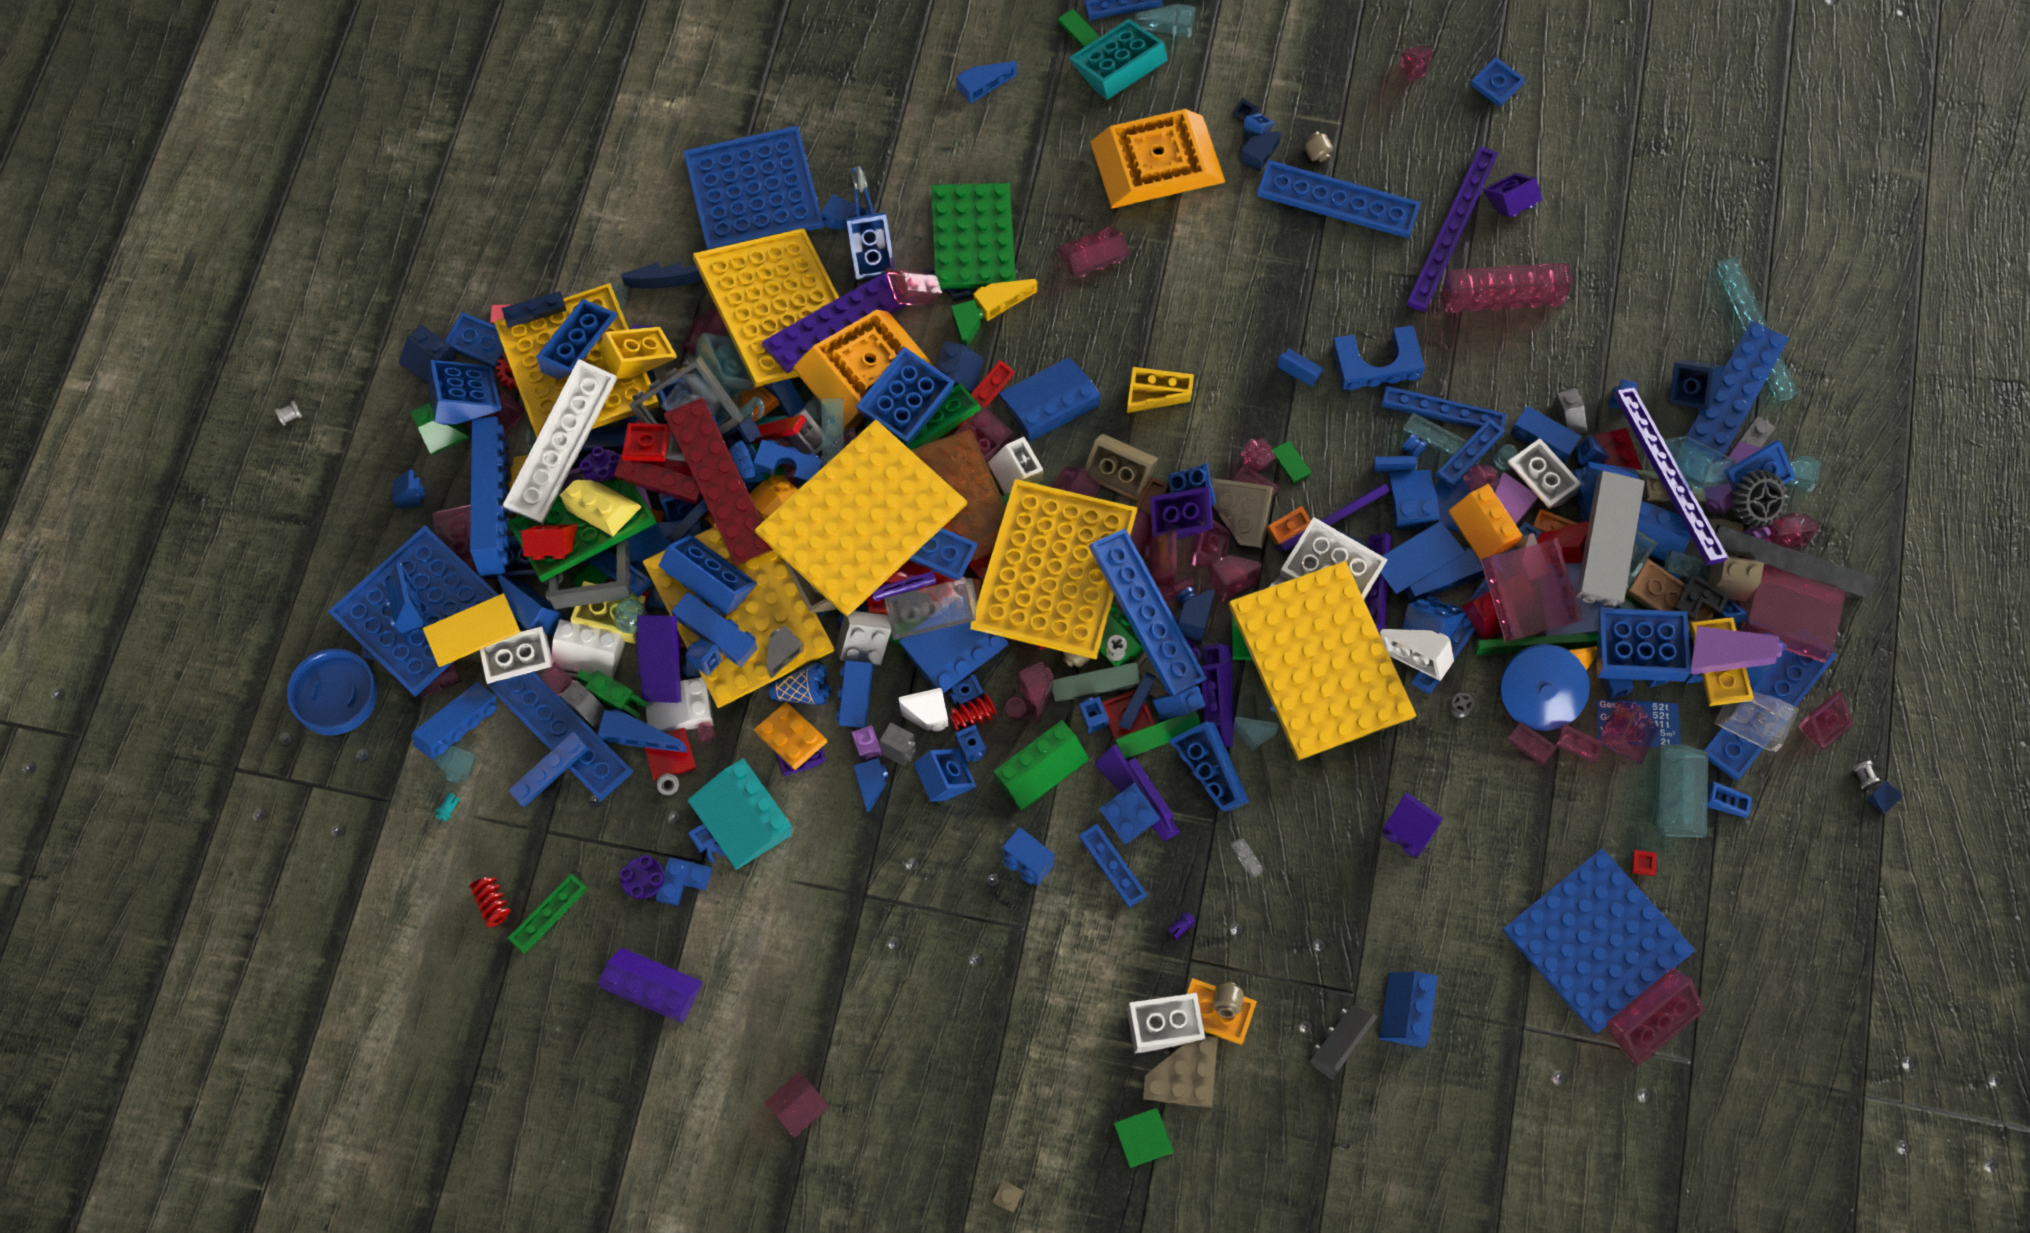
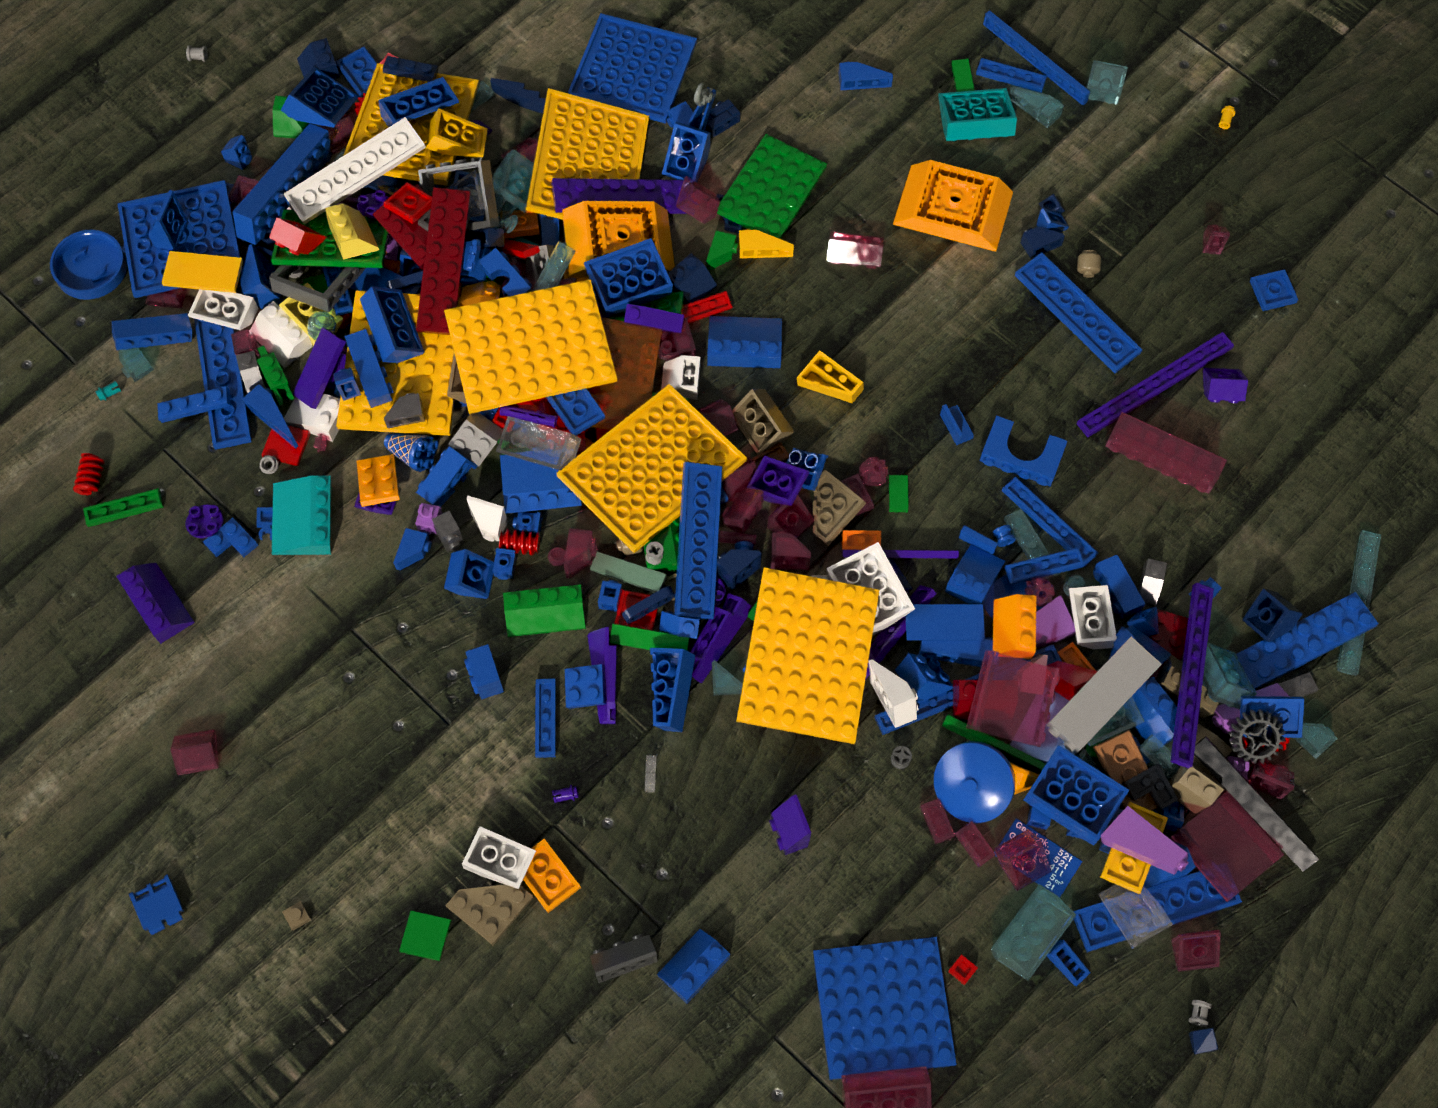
camera: 30 degrees right, 0 degrees up
(879, 190) = (721, 118): none -> dark blue brick
(957, 424) = (654, 318): none -> dark purple slope
(1227, 999) = (556, 870): dark tan head -> none

